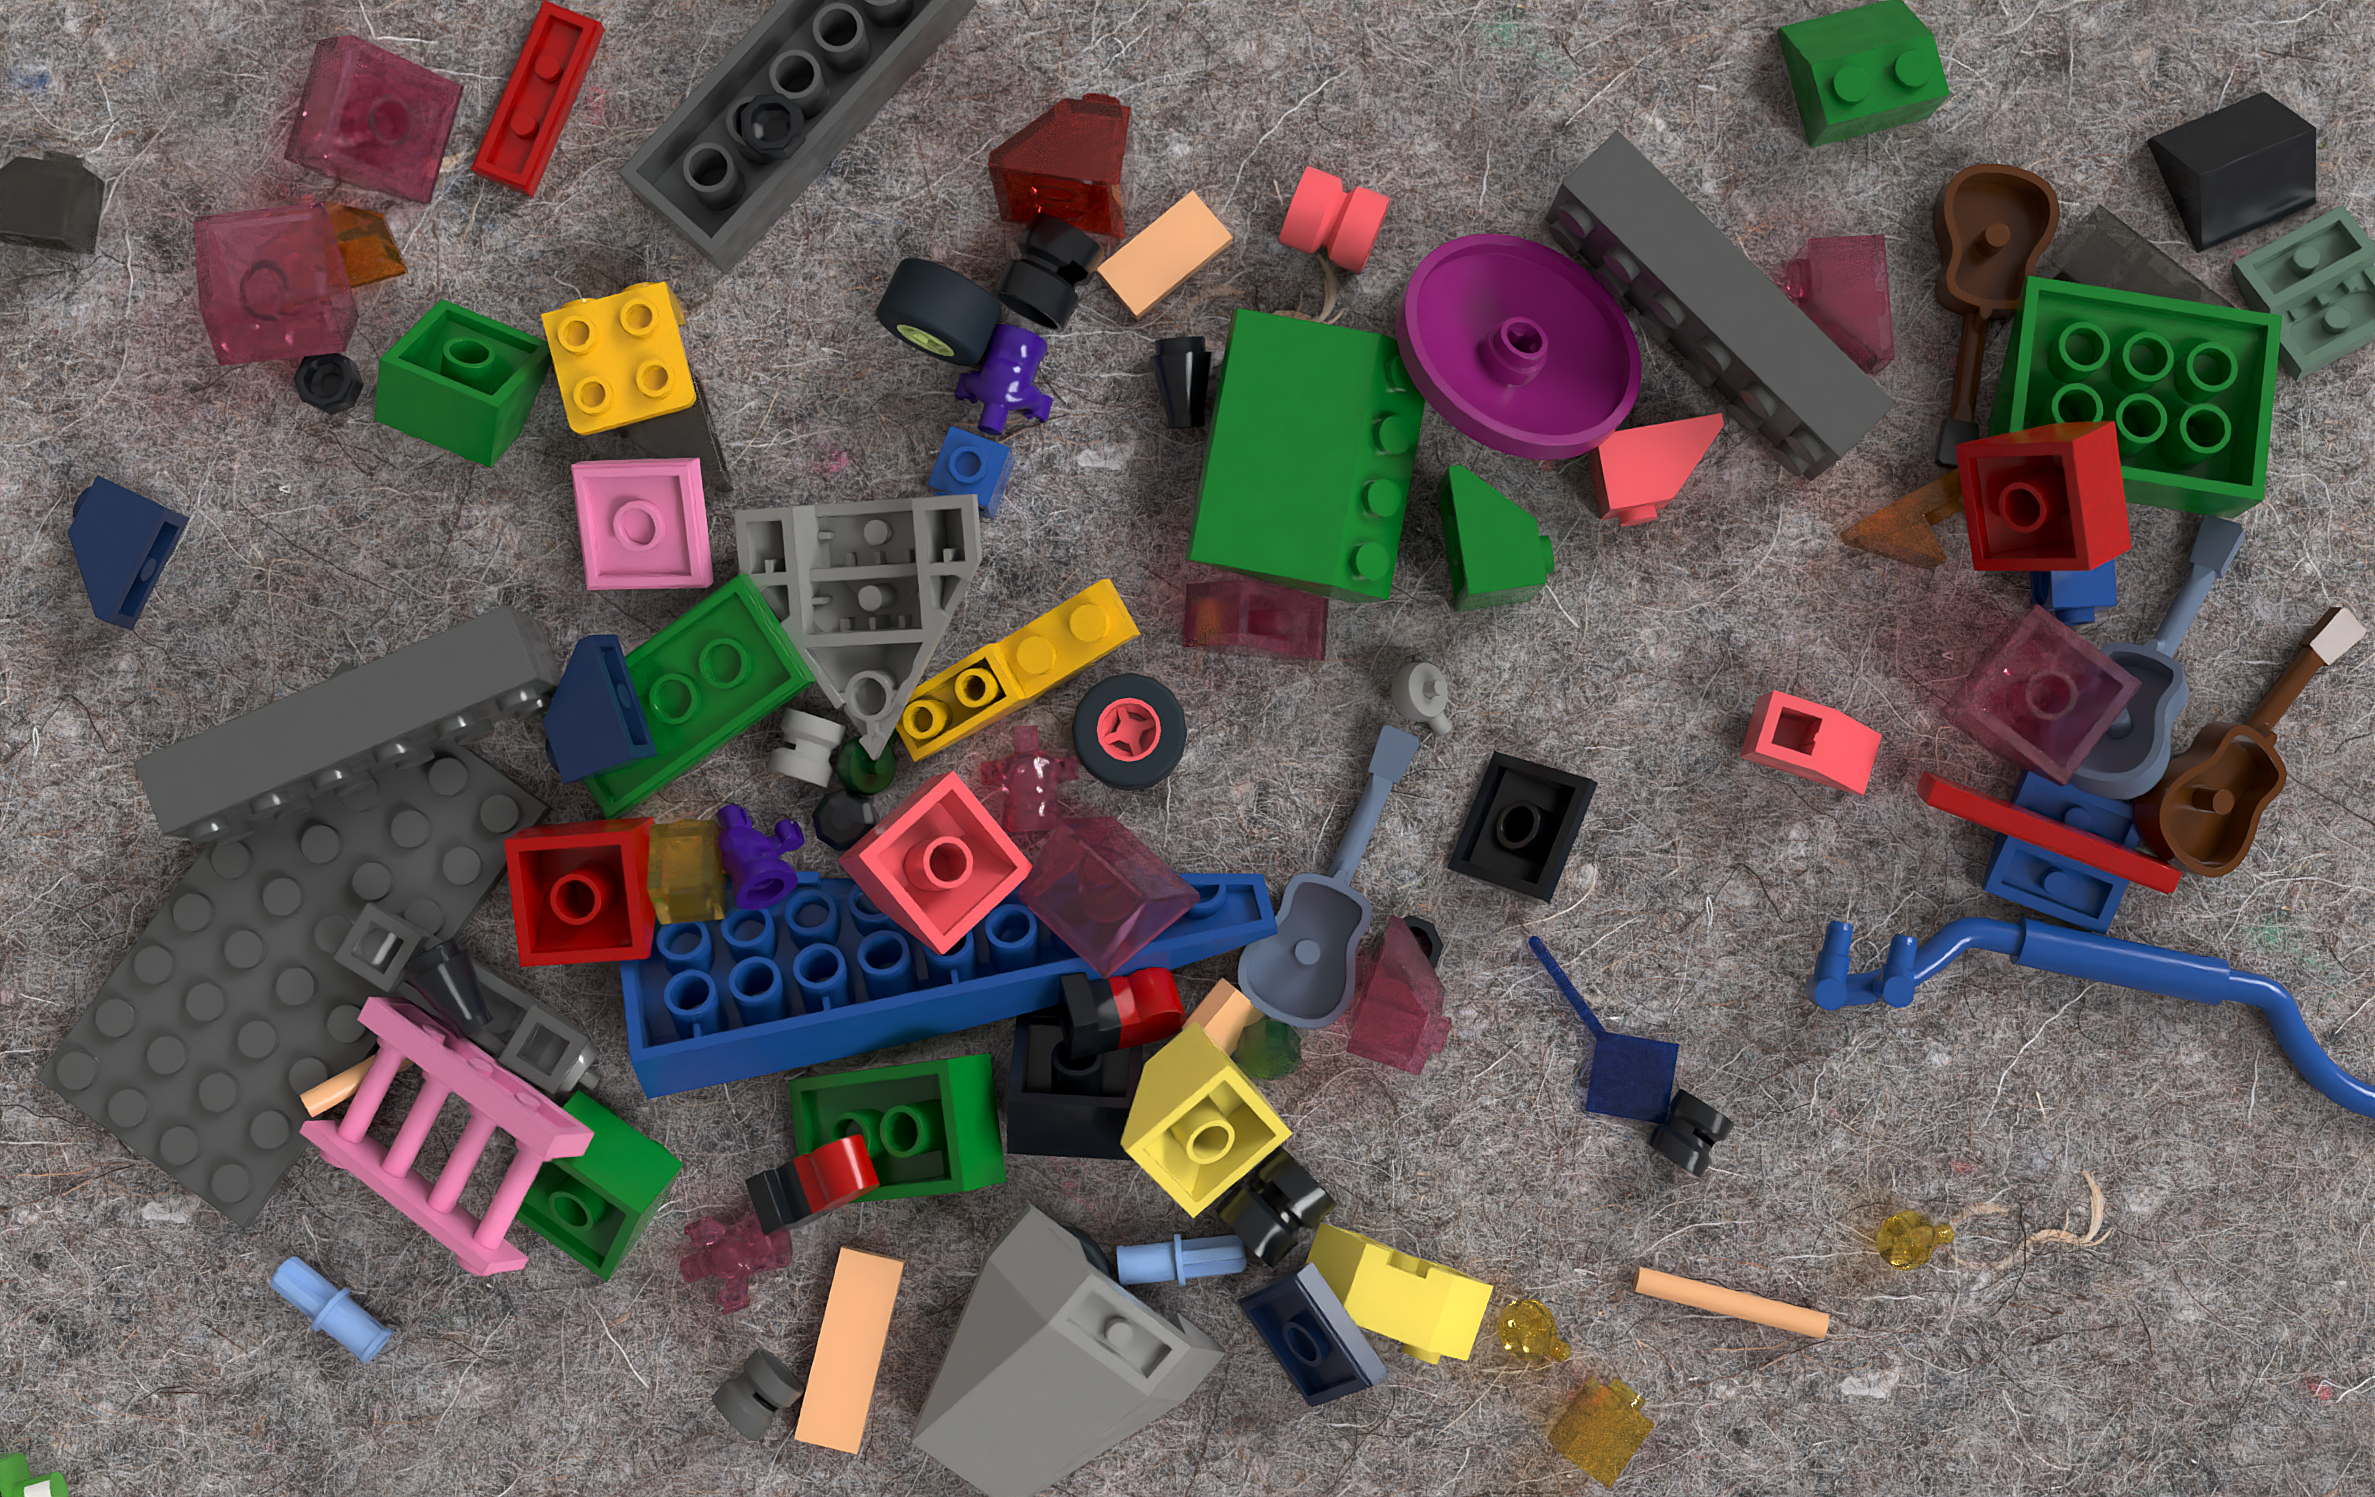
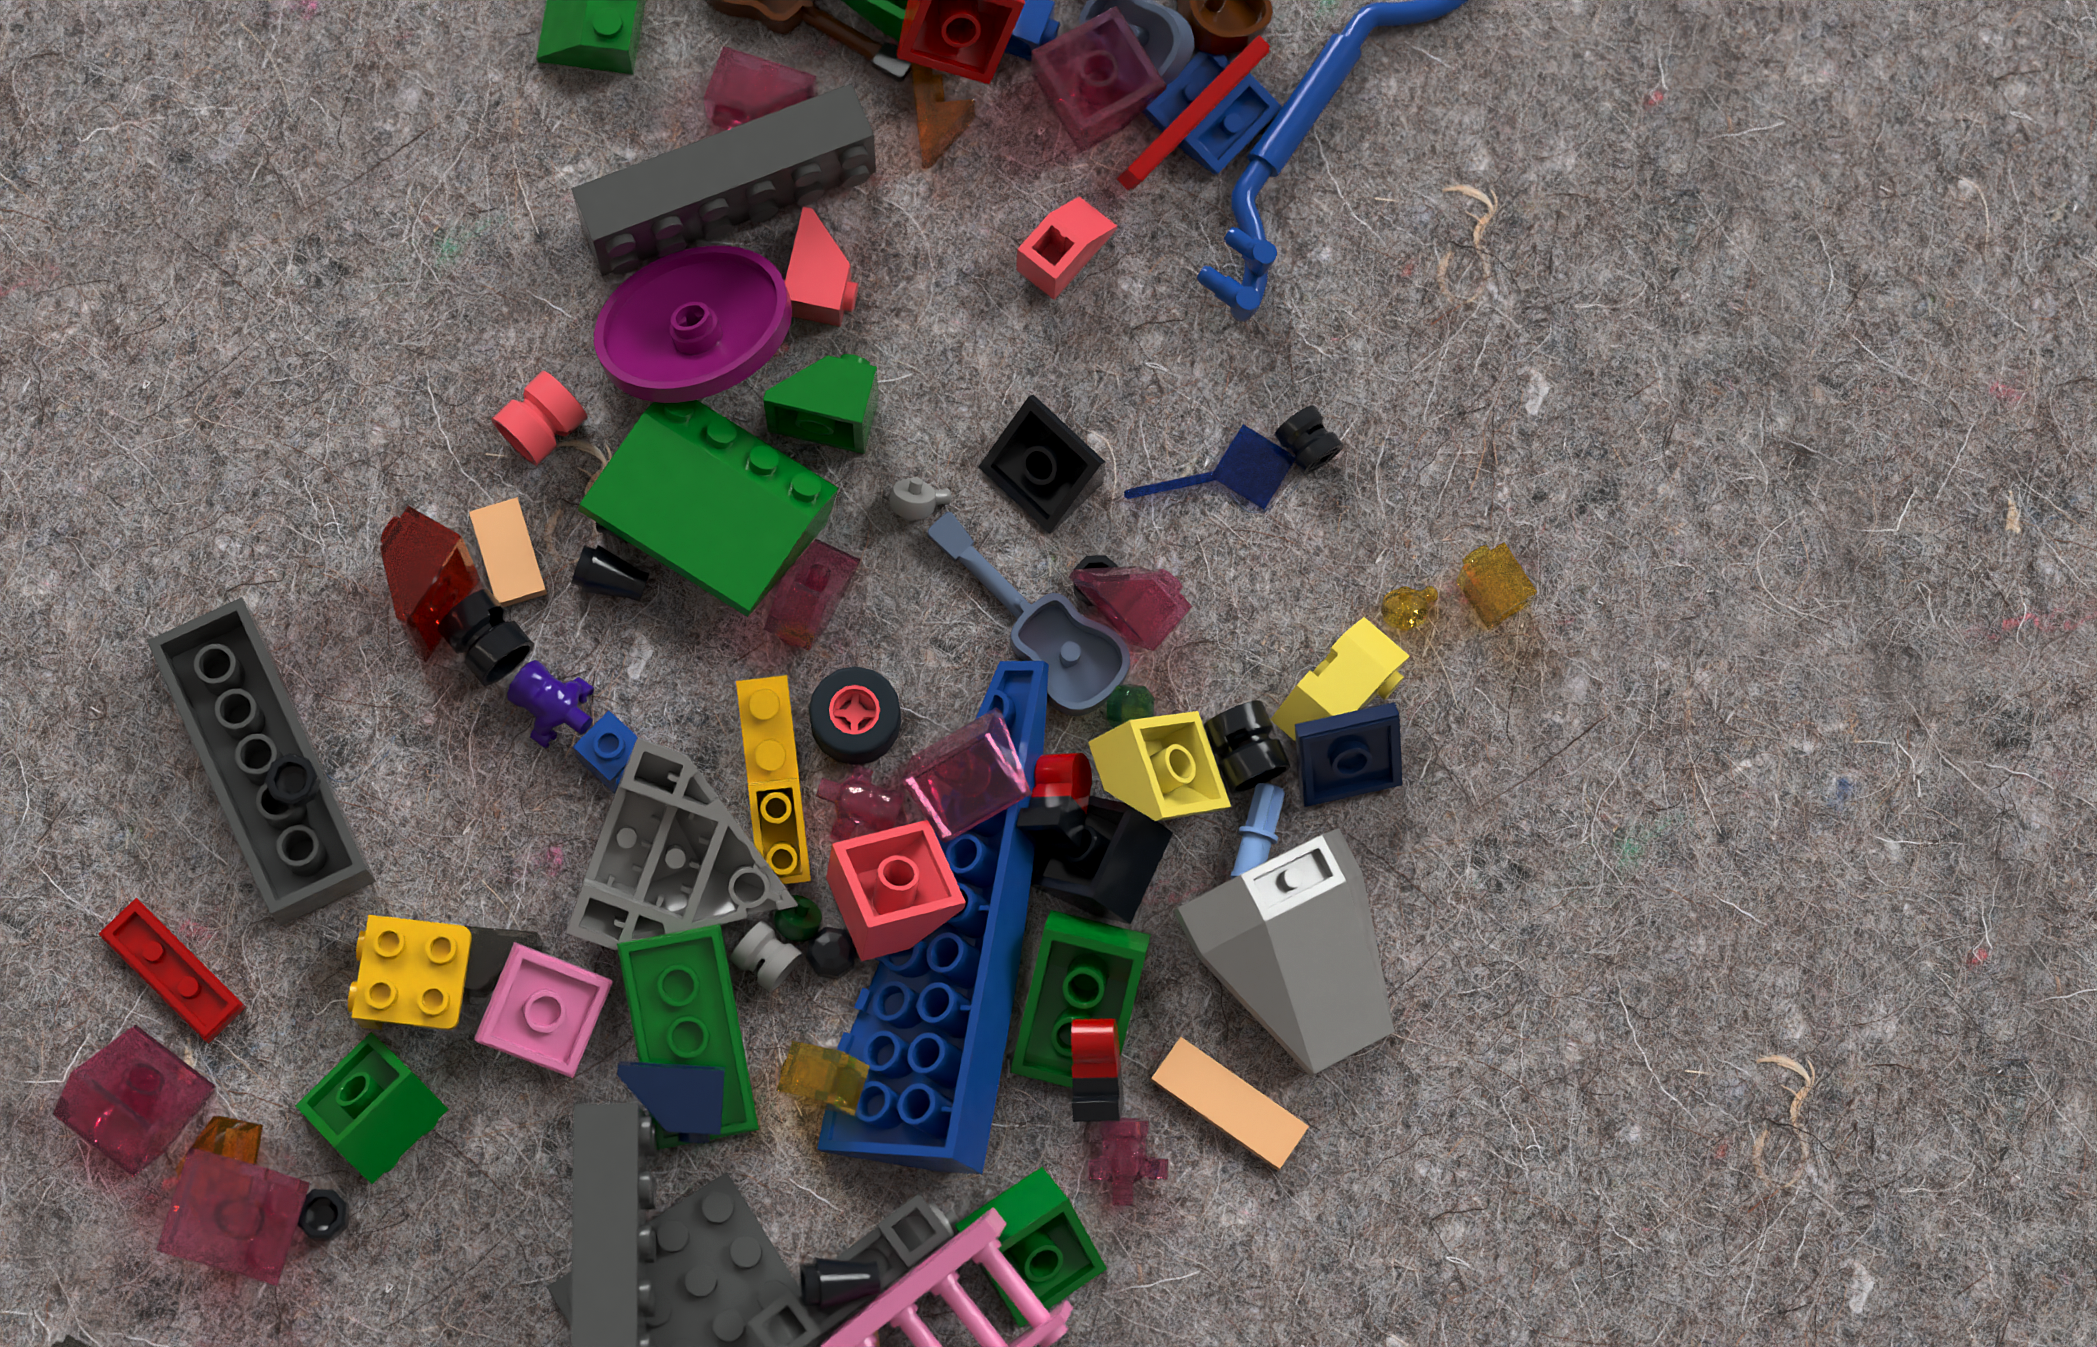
camera: 75 degrees left, 10 degrees down
(581, 891) = (806, 1159): red slope -> none
(753, 859) = (832, 1027): dark purple piece -> none
(757, 1394) = (1235, 1181): dark grey wheel -> none
(939, 311) = (481, 725): black wheel -> none
(1224, 1015) = (1086, 725): light nougat tile -> none
(1730, 1302) = (1440, 463): light nougat bar -> none
(1910, 1239) = (1444, 322): clear yellow piece -> none

